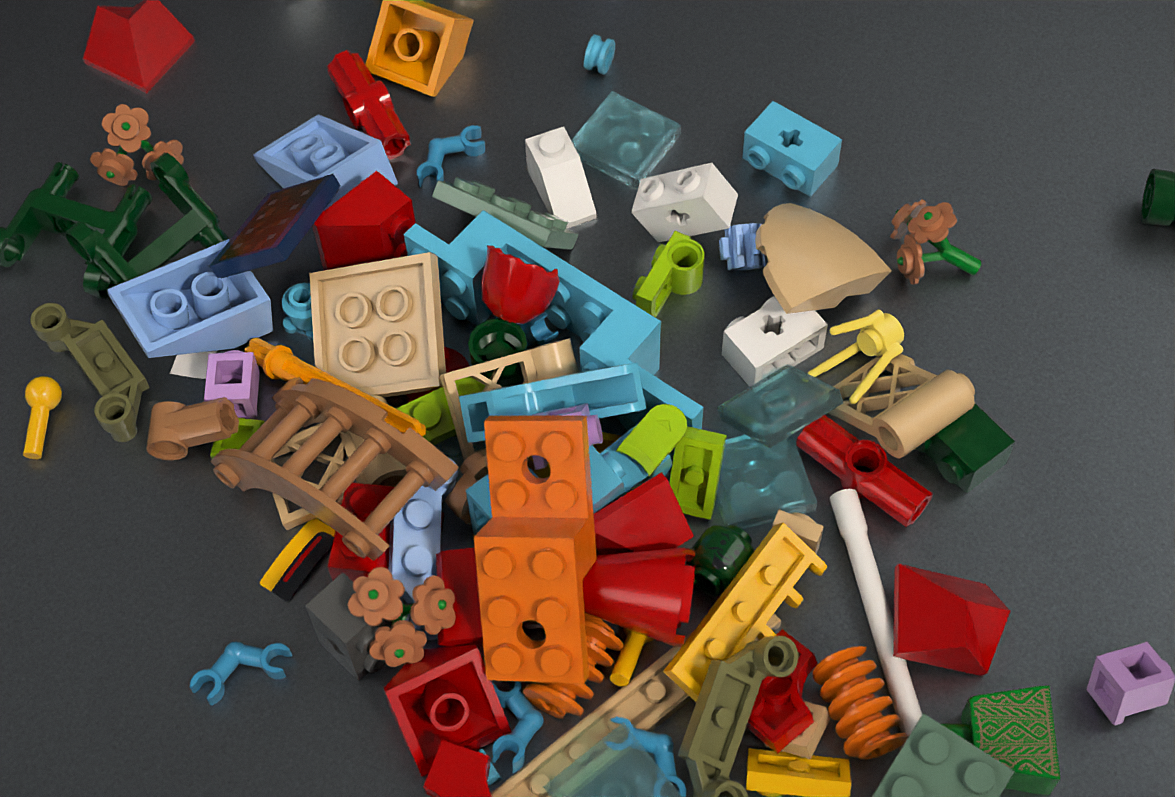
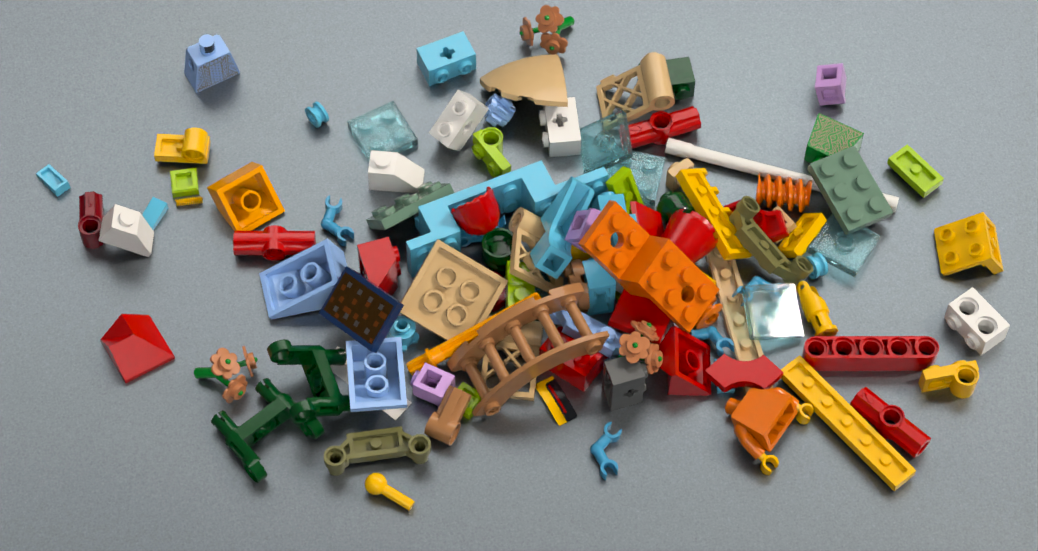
camera: 65 degrees left, 0 degrees up
(655, 436) = (609, 189): lime piece -> none
(878, 336) = (590, 84): light yellow plant -> none
(946, 620) = (759, 135): red slope -> none

